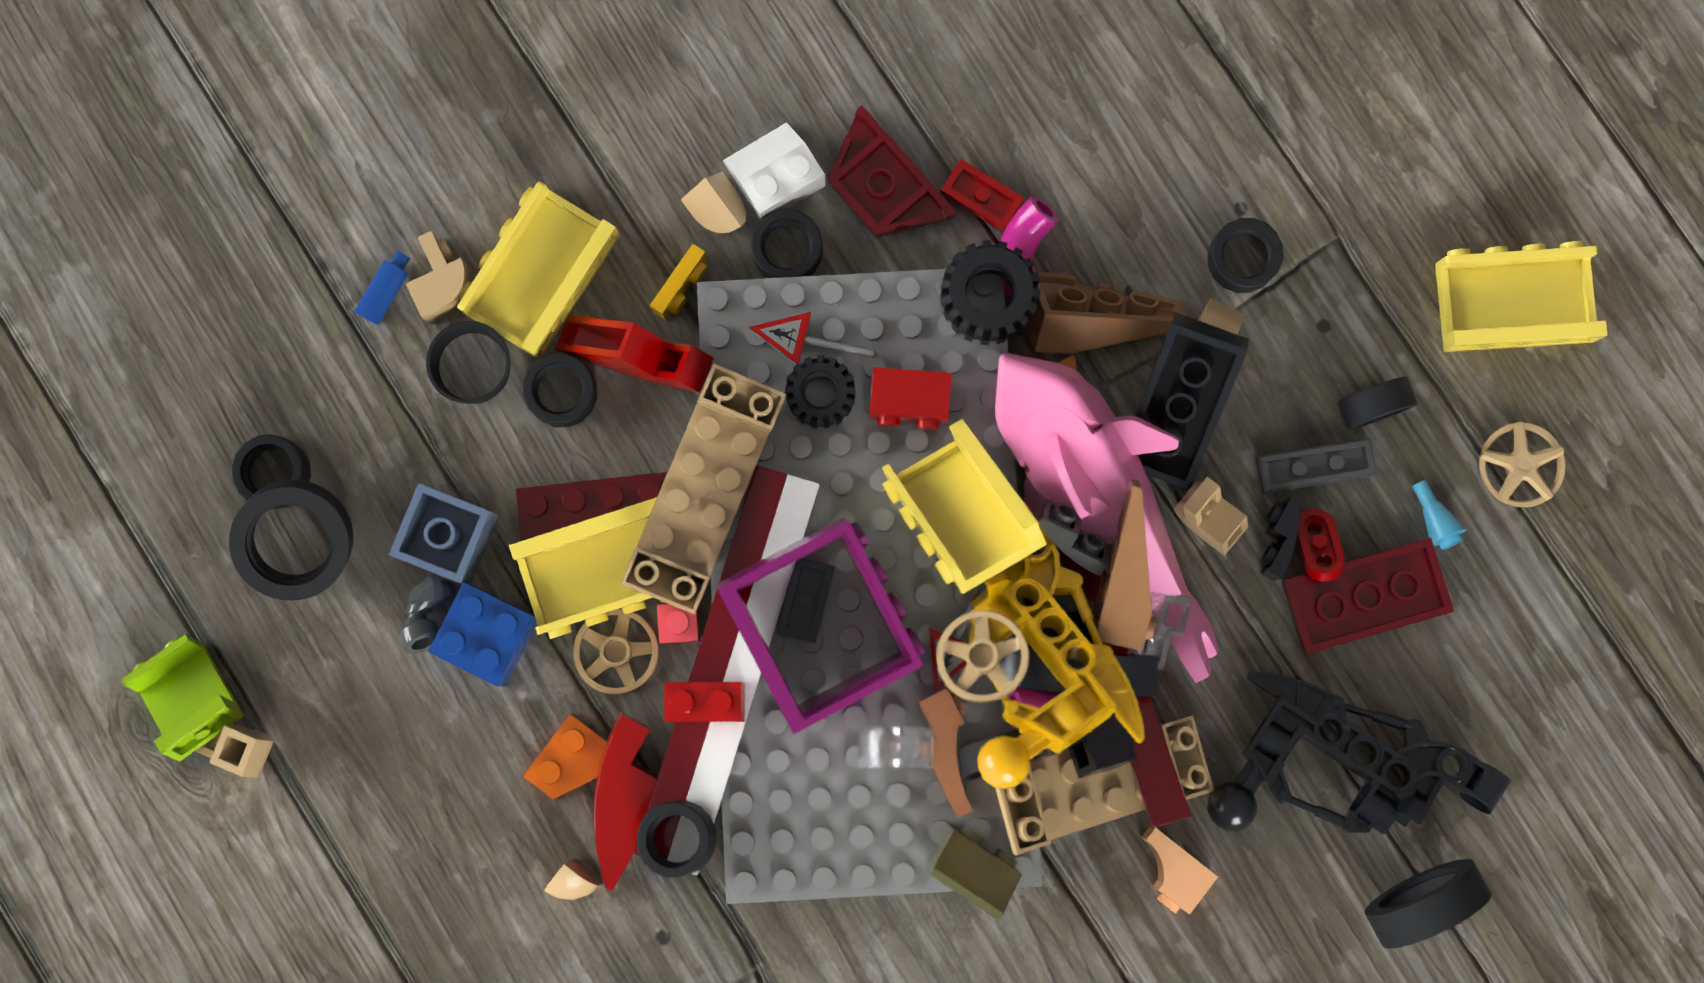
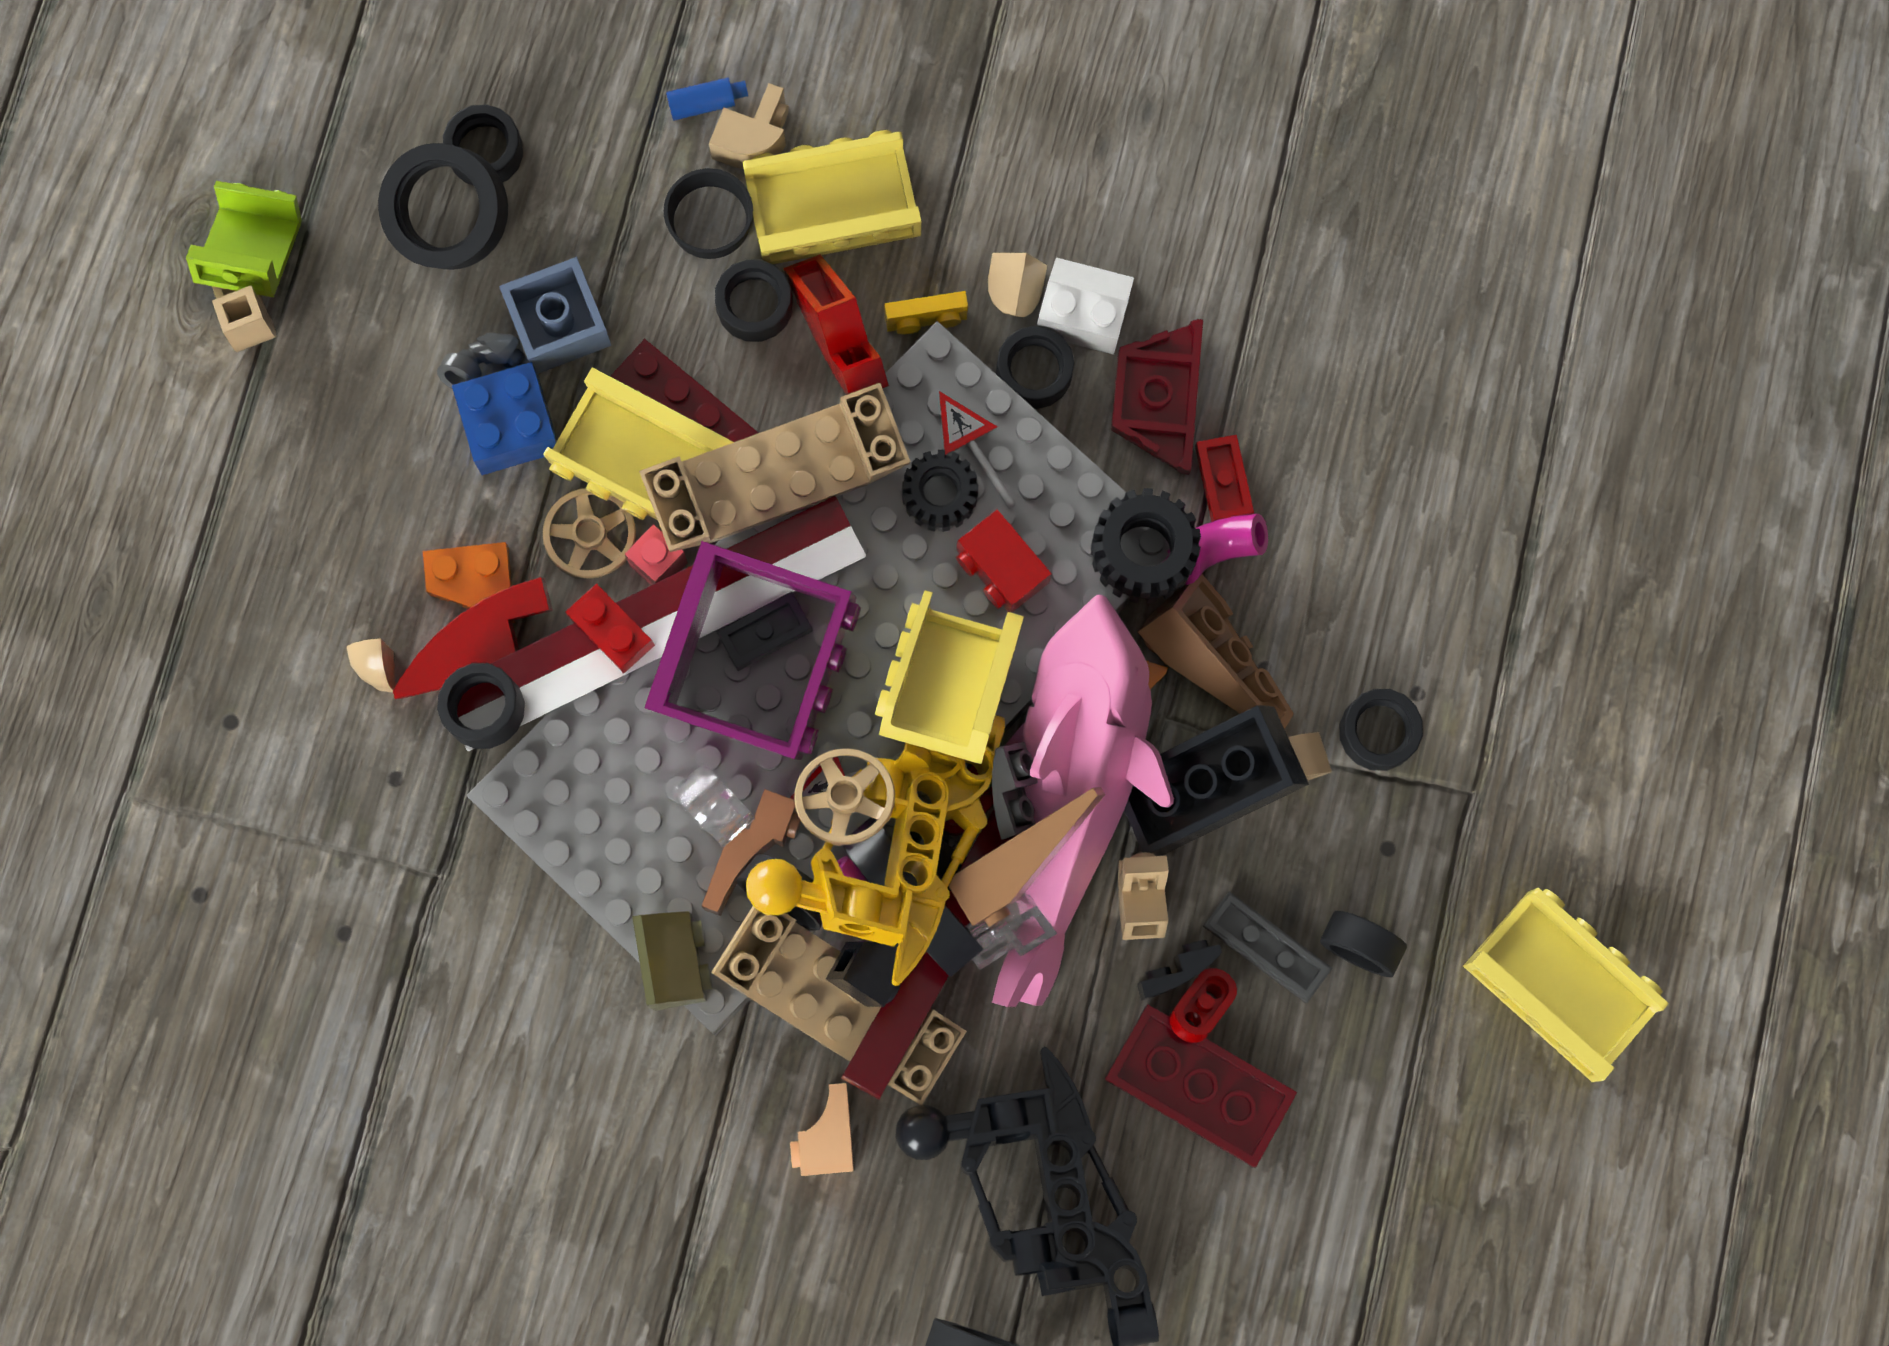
camera: 40 degrees right, 5 degrees down
(1439, 521) = (1317, 1093): medium azure cone -> none
(1522, 464) = (1433, 1115): tan wheel -> none

